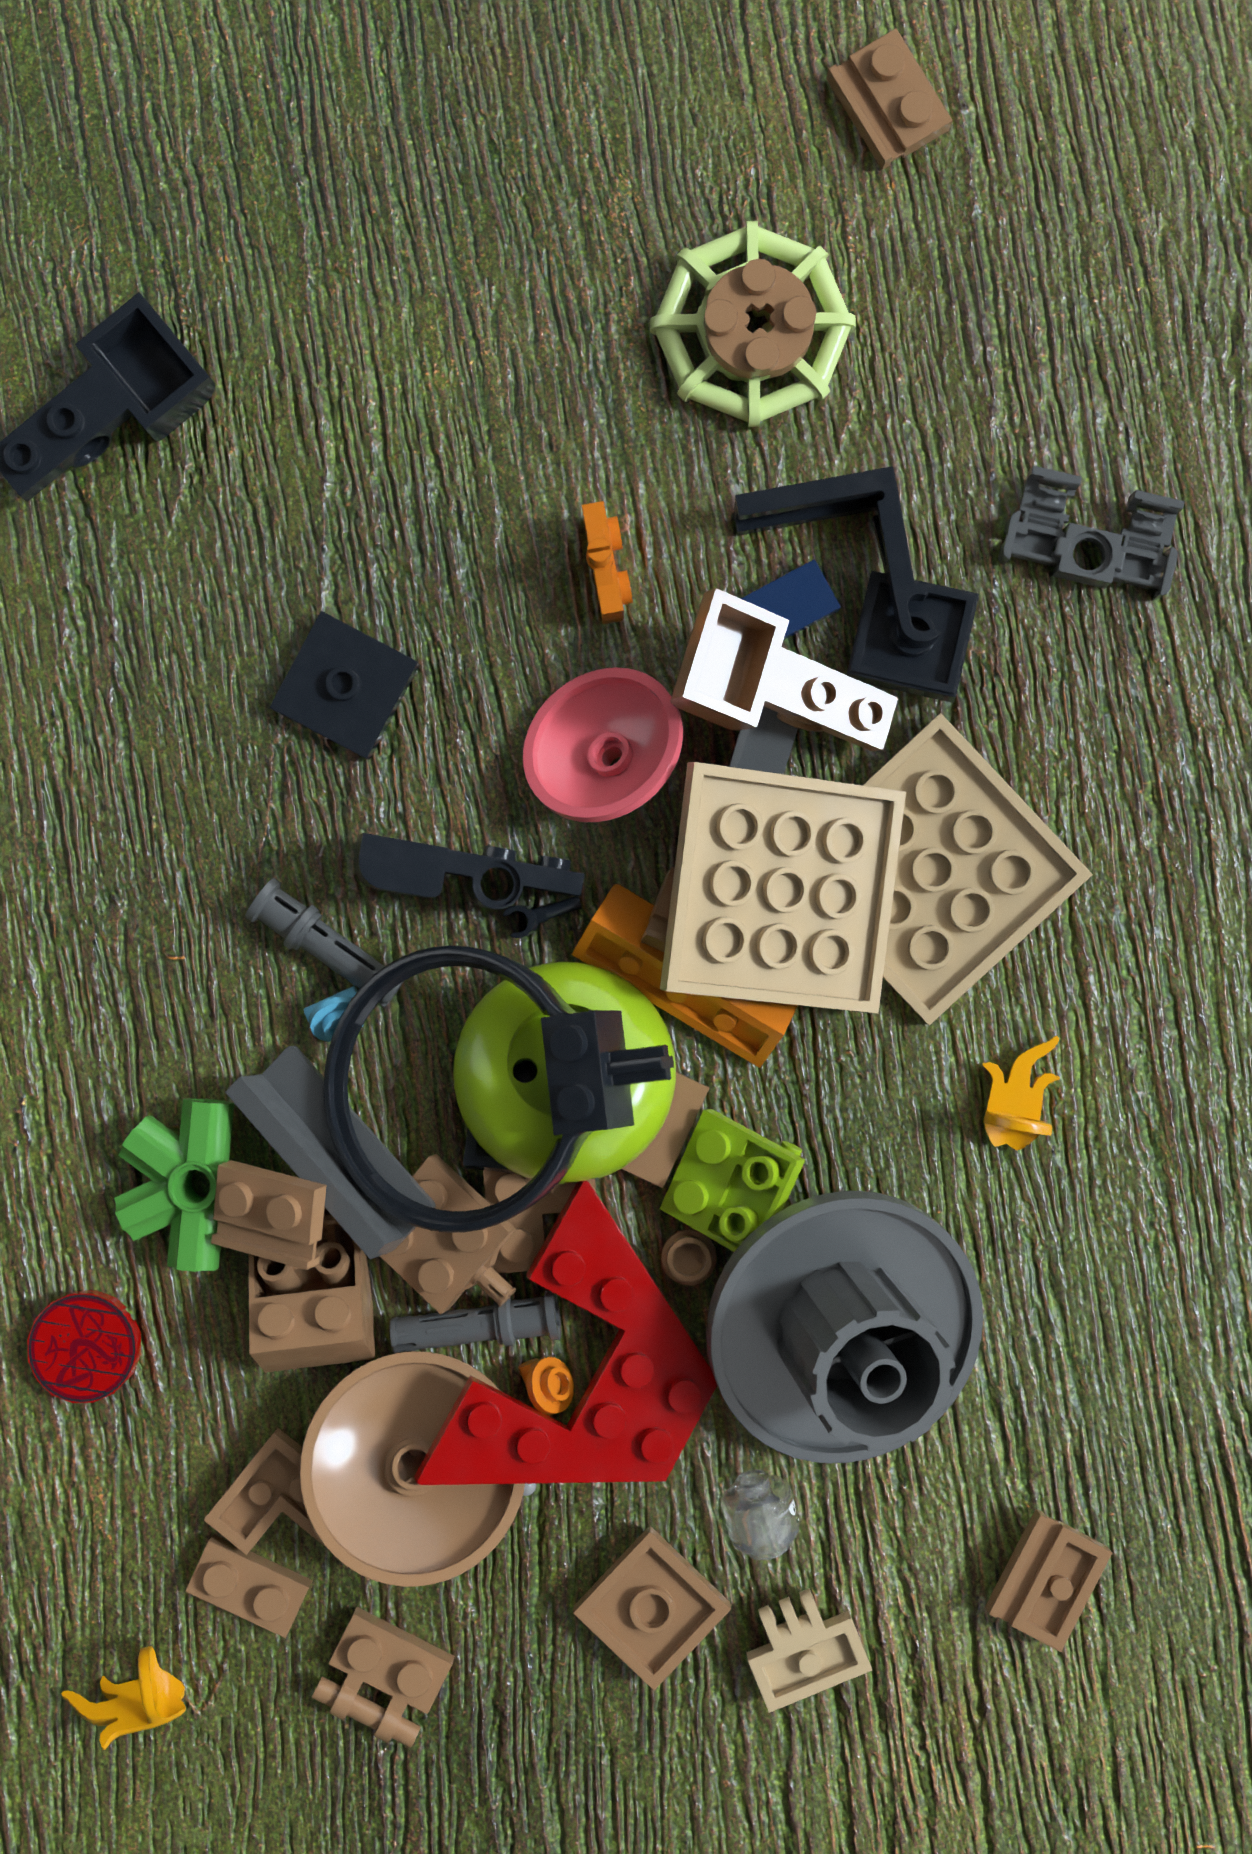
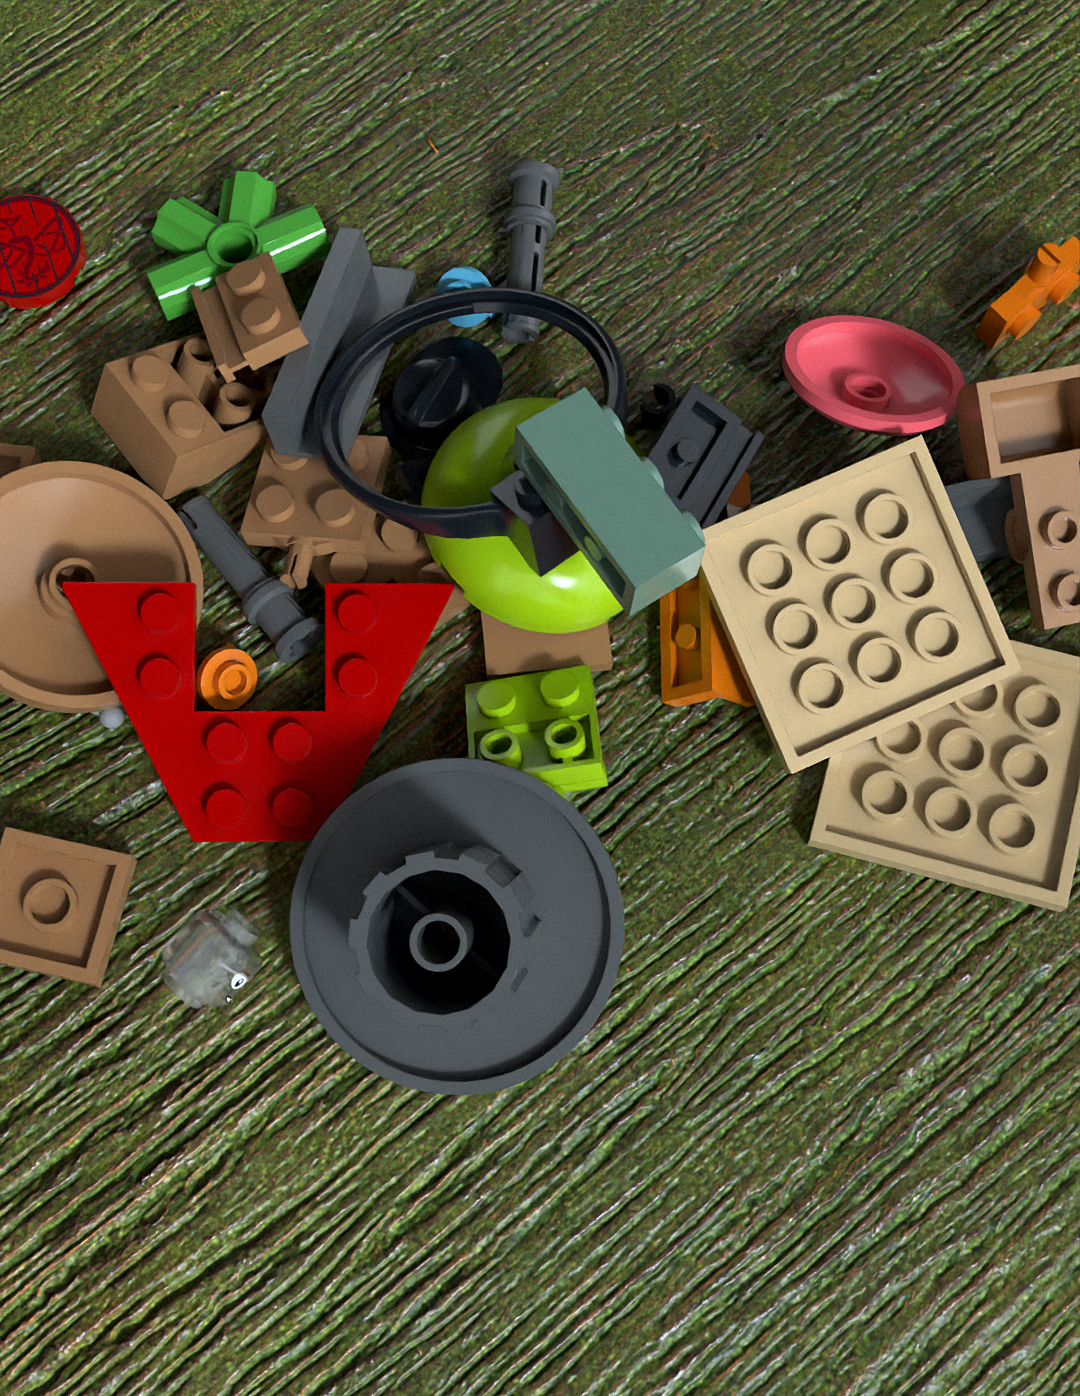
camera: 50 degrees right, 15 degrees down
(345, 685) = (769, 148): black plate -> none
(408, 1083) = (438, 393): none -> black piece
(420, 870) = (650, 277): black plate -> none
(600, 939) = (702, 454): none -> black plate
(633, 1065) = (609, 500): none -> sand green brick
(688, 1257) = (432, 737): medium nougat plate -> none
(805, 1653) = (89, 1093): tan hinge -> none
(1013, 1105) = (782, 976): light orange piece -> none
(1048, 1580) = (310, 1315): medium nougat plate -> none

